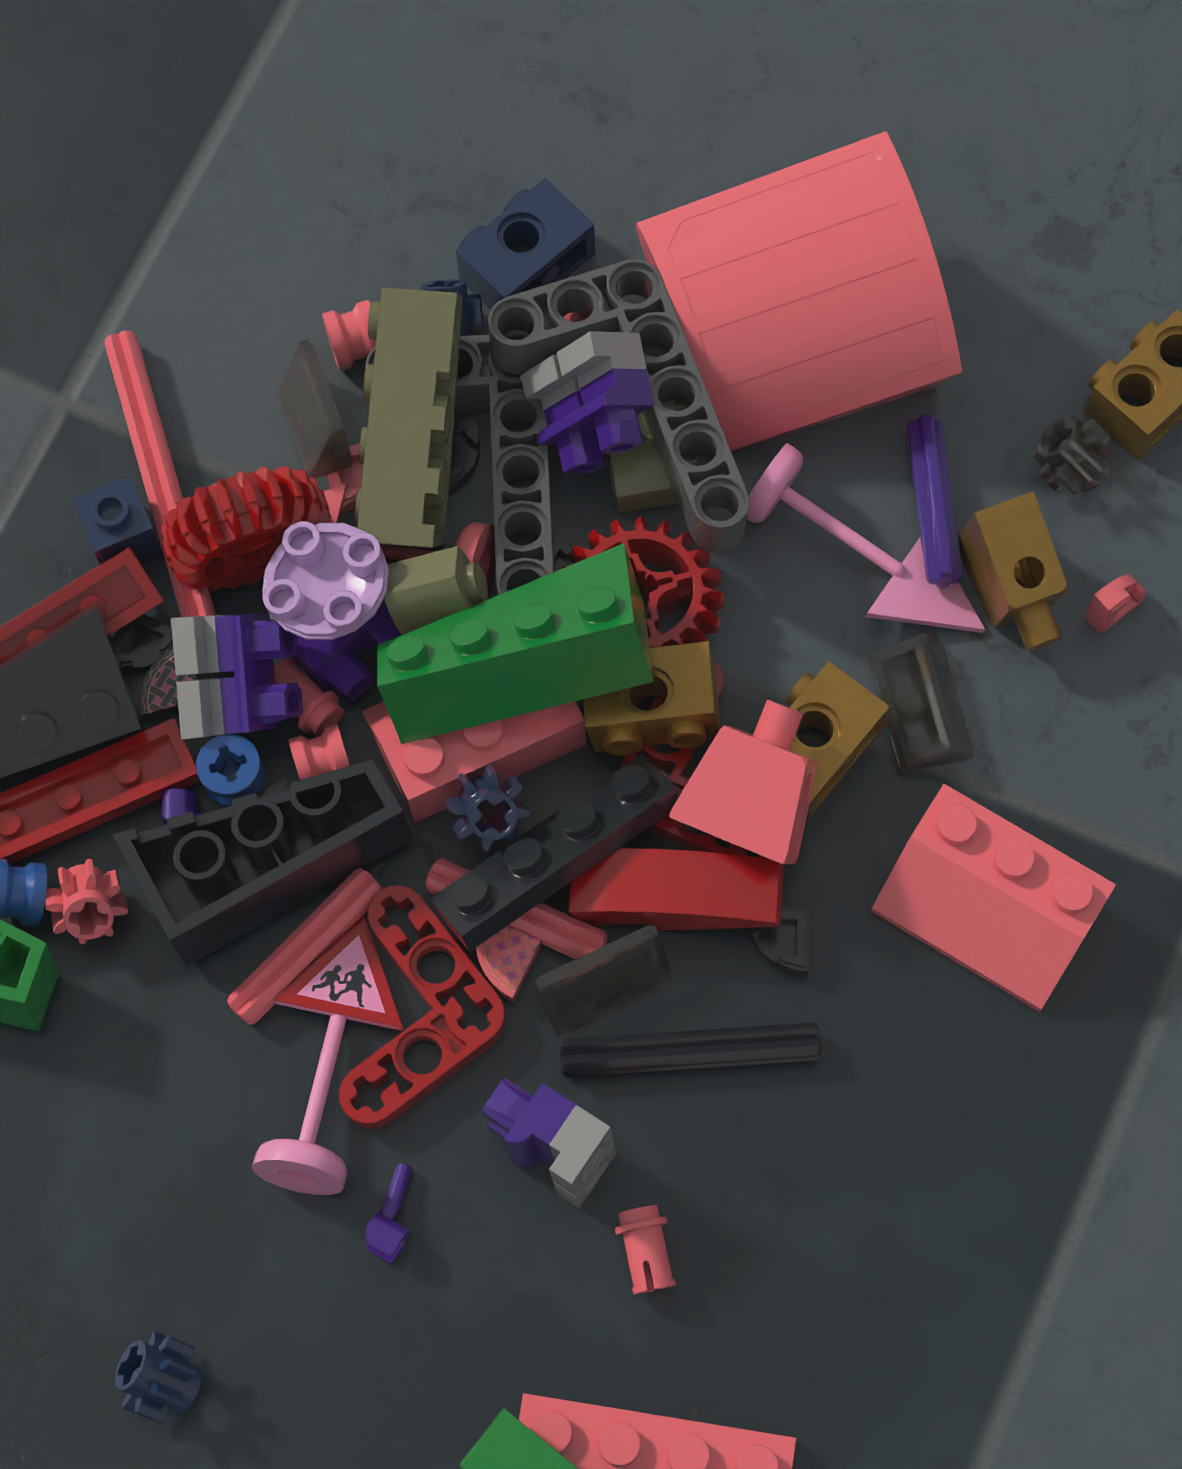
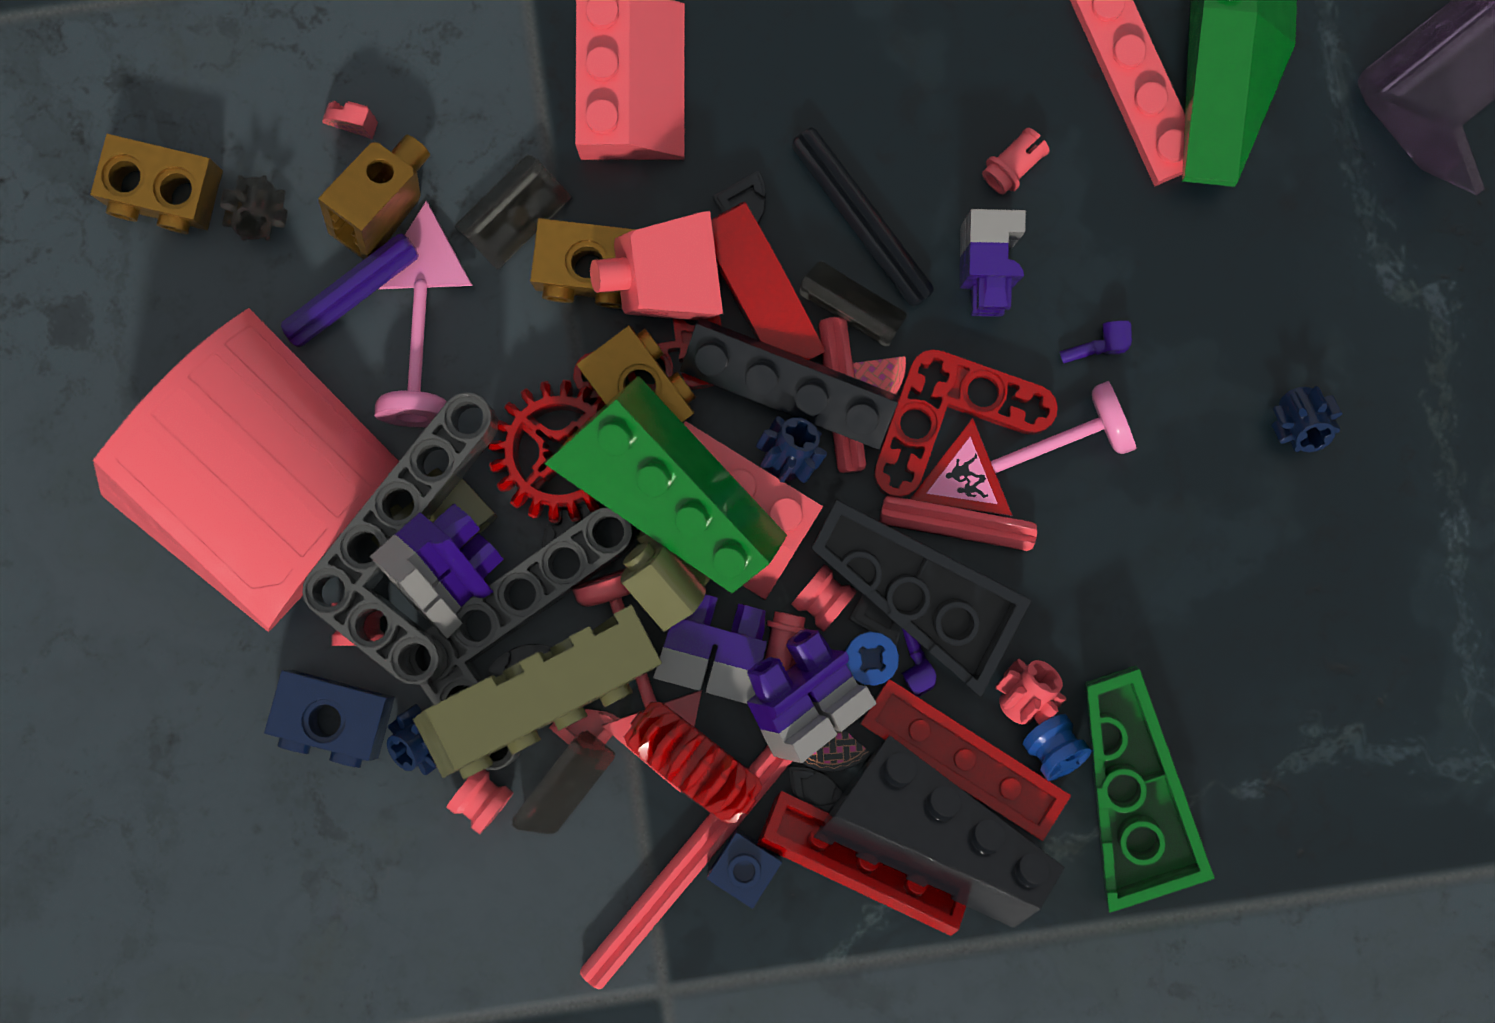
camera: 125 degrees left, 15 degrees up
(325, 580) = (707, 663): lavender dish -> none

